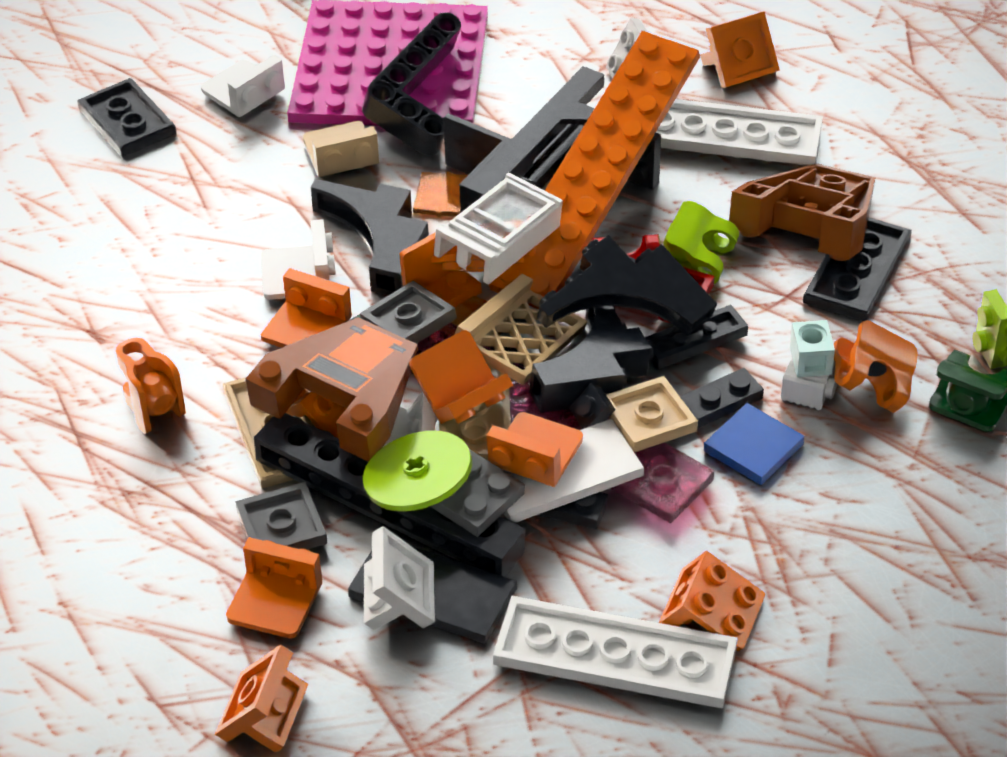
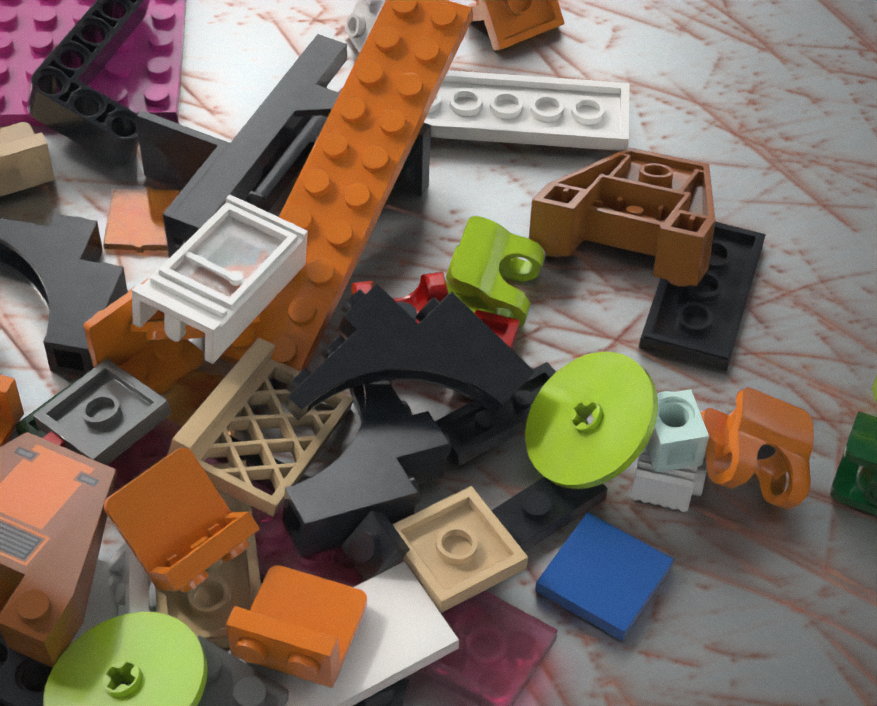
camera: 10 degrees left, 5 degrees up
(754, 338) = (624, 415): none -> lime piece

